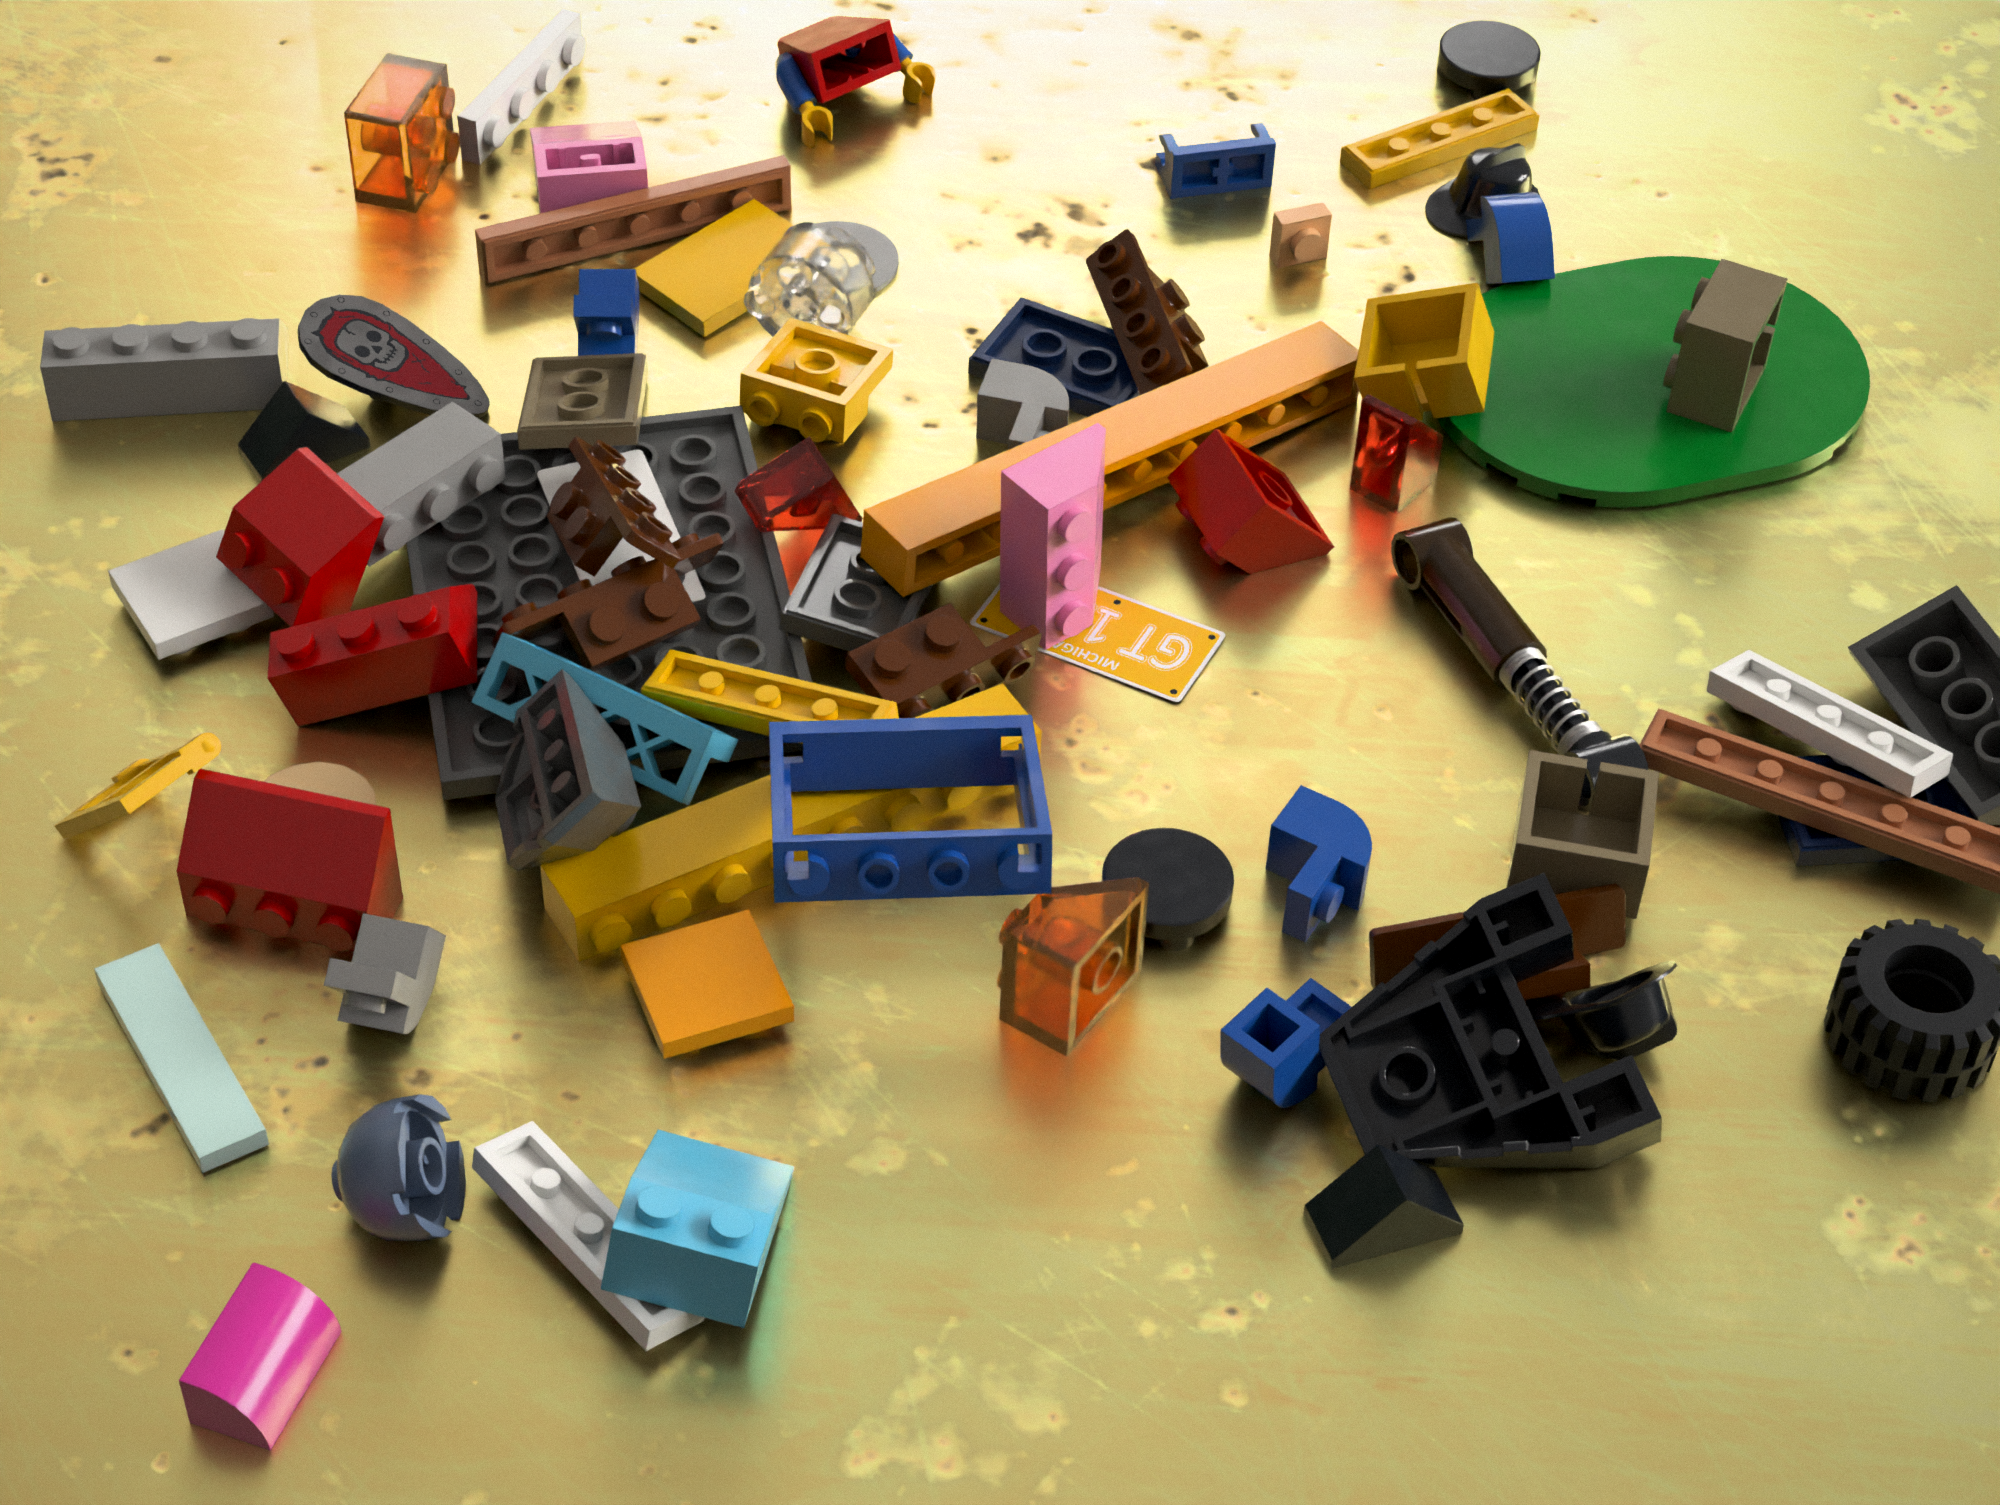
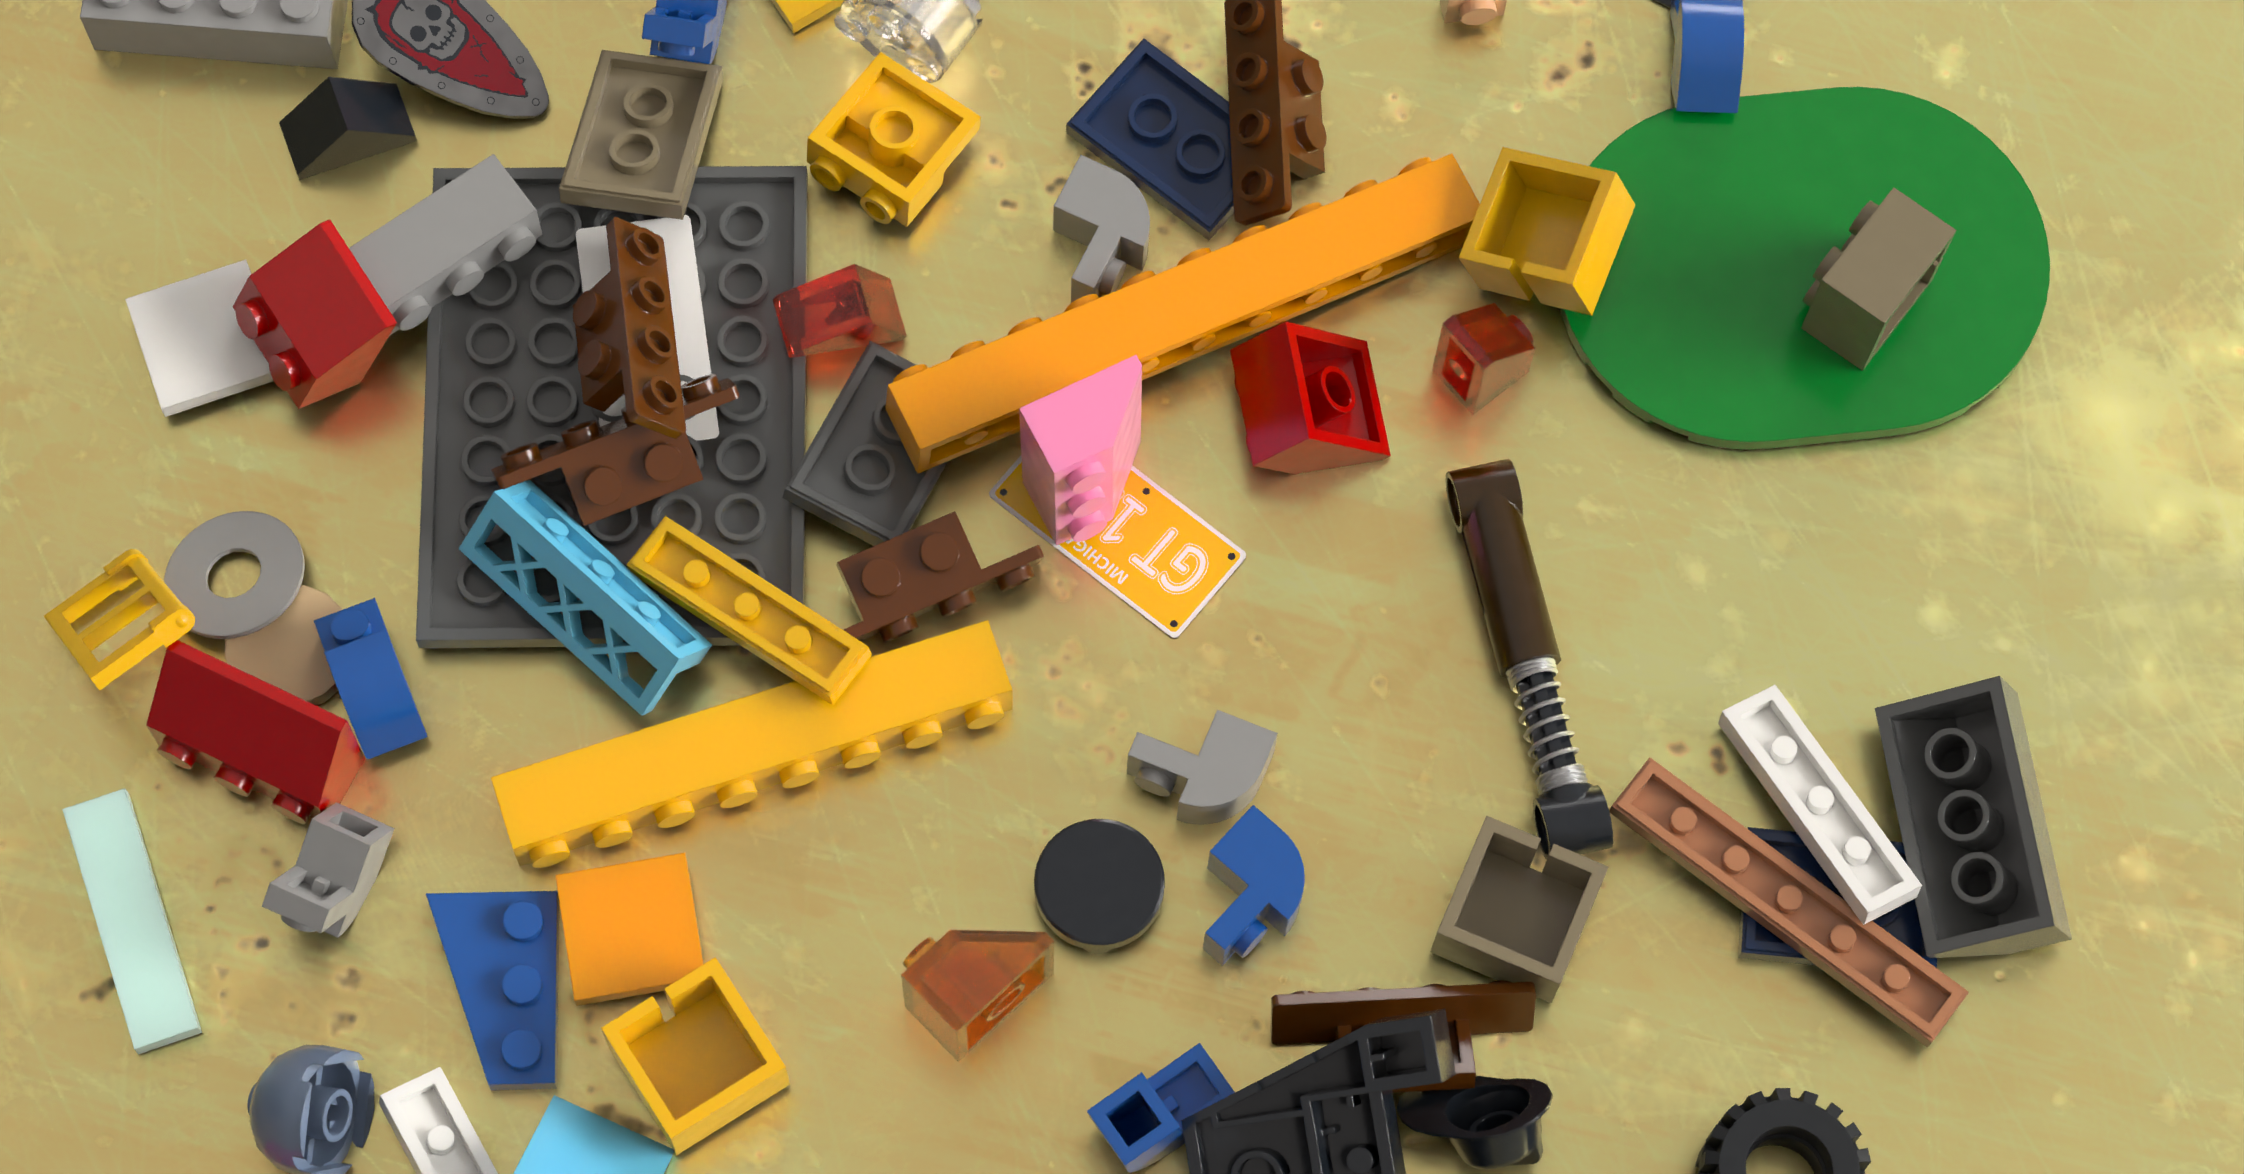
camera: 10 degrees right, 25 degrees up
(288, 740) = (274, 591): none -> light grey gear
(376, 655) = (376, 460): red slope -> none
(419, 812) = (370, 679): none -> blue brick
(562, 779) = (527, 683): dark grey wedge -> none
(587, 1049) = (507, 979): none -> blue wing
(819, 1068) = (700, 1063): none -> yellow piece
(909, 863) = (850, 718): blue window -> none
(1243, 787) = (1216, 780): none -> light grey brick

